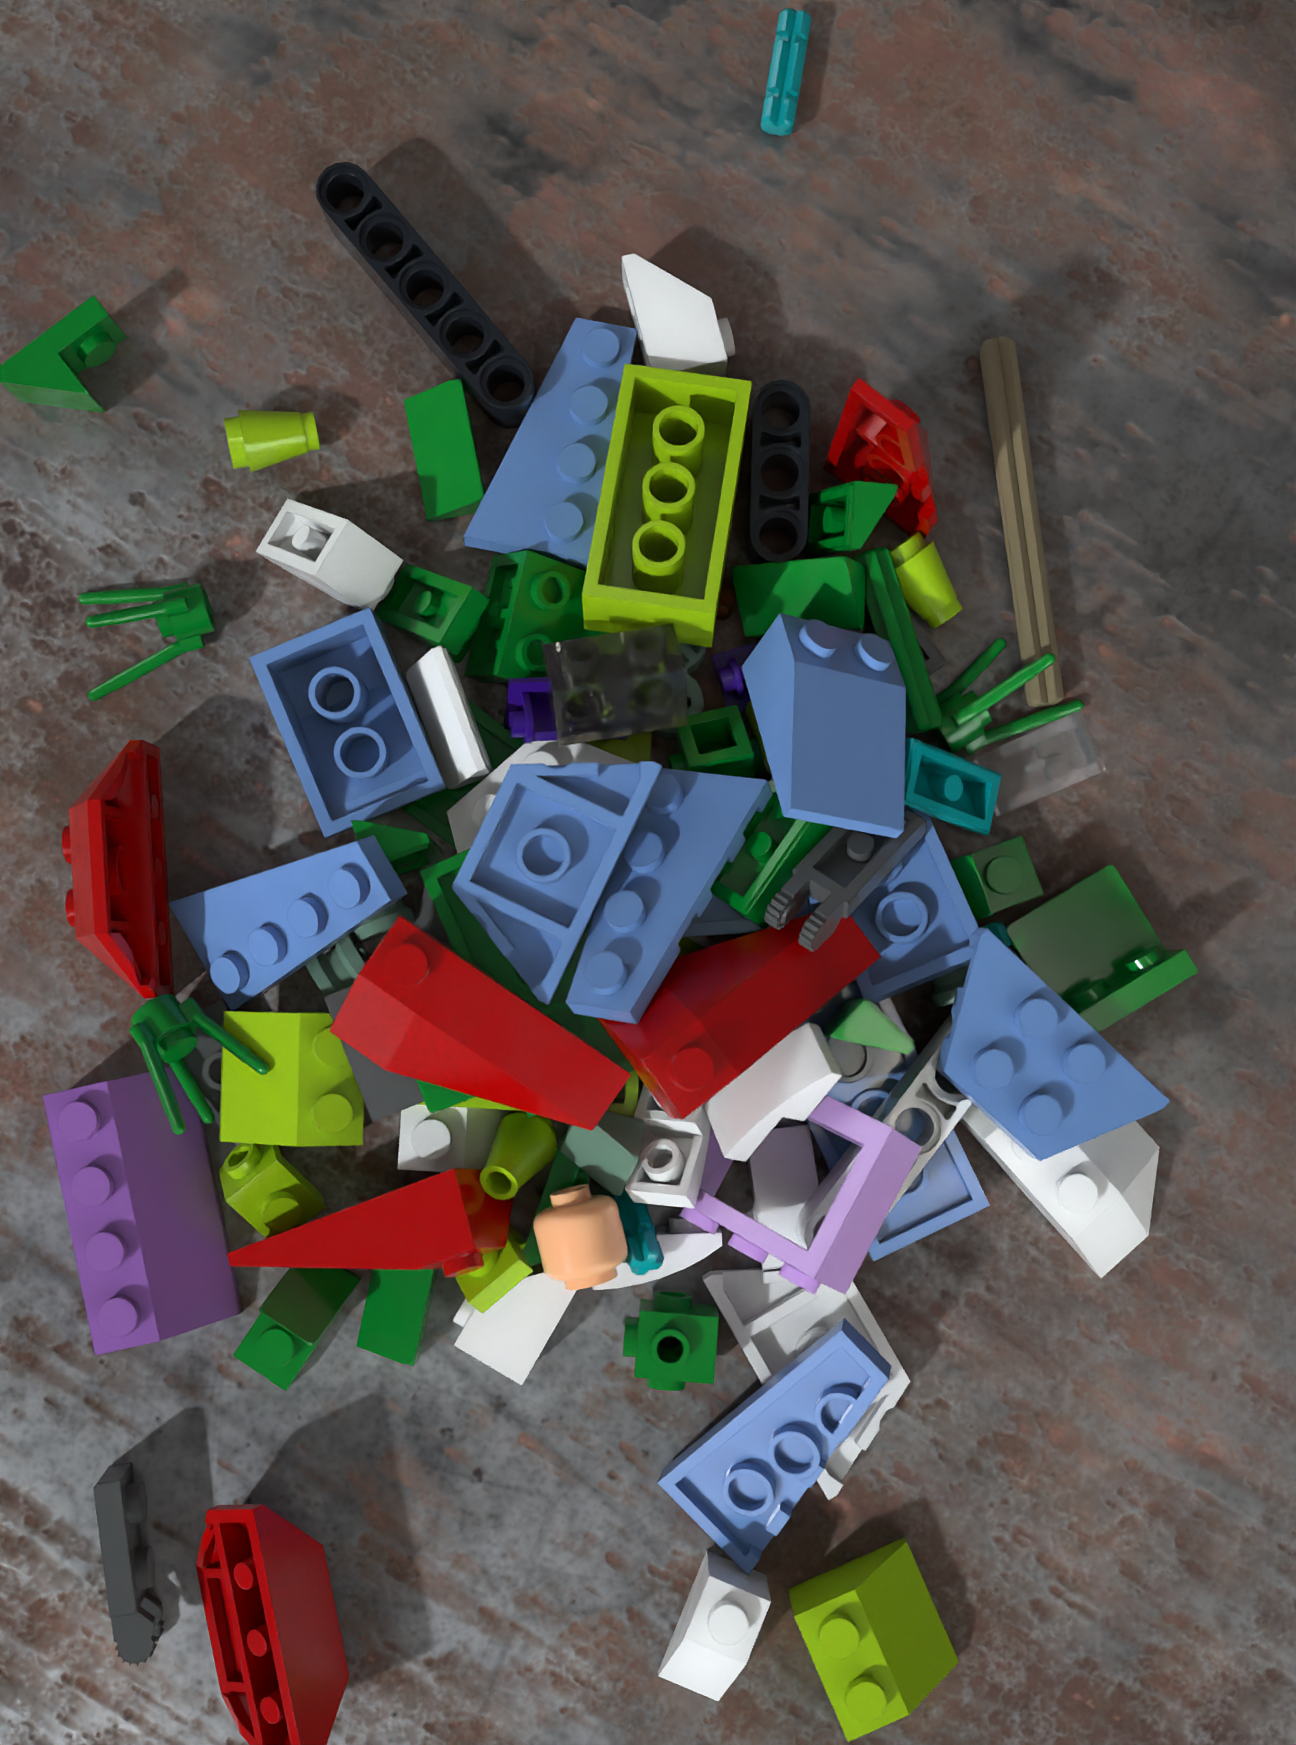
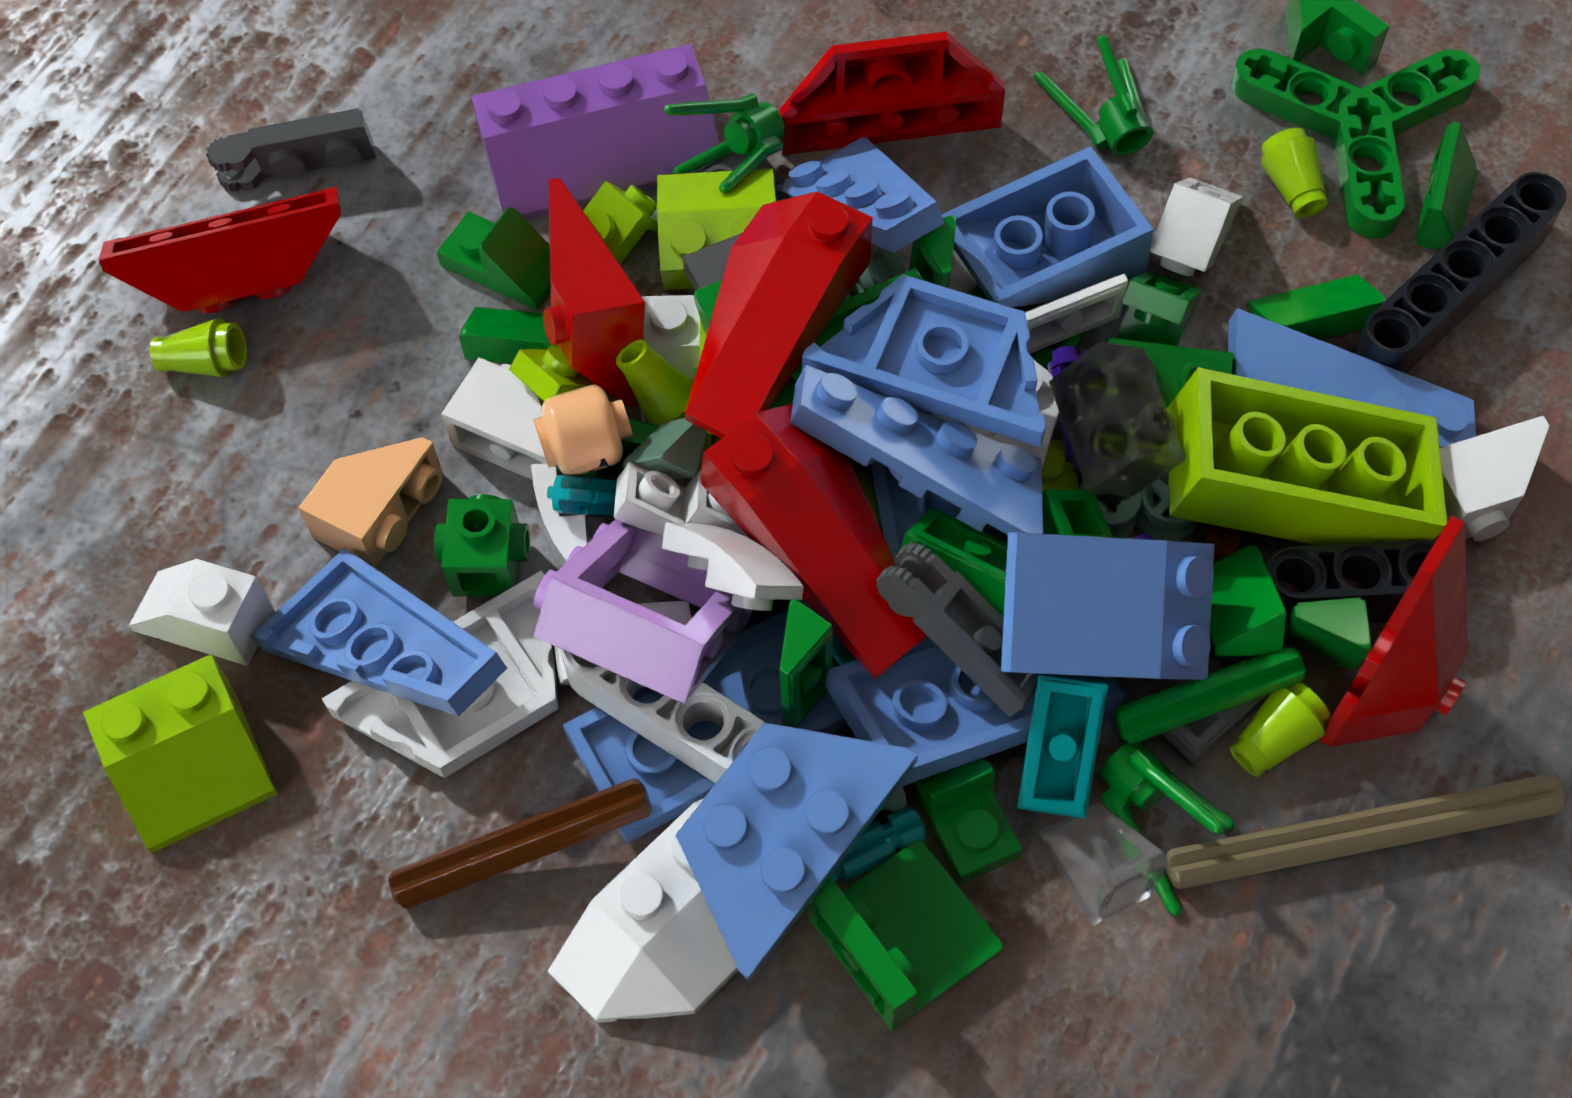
camera: 85 degrees right, 25 degrees down
(175, 370) = (1340, 120): none -> green piece
(309, 284) = (1447, 190): none -> green slope
(394, 1648) = (204, 349): none -> lime cone
(604, 1460) = (371, 497): none -> light nougat slope
(992, 1303) = (520, 843): none -> reddish brown axle

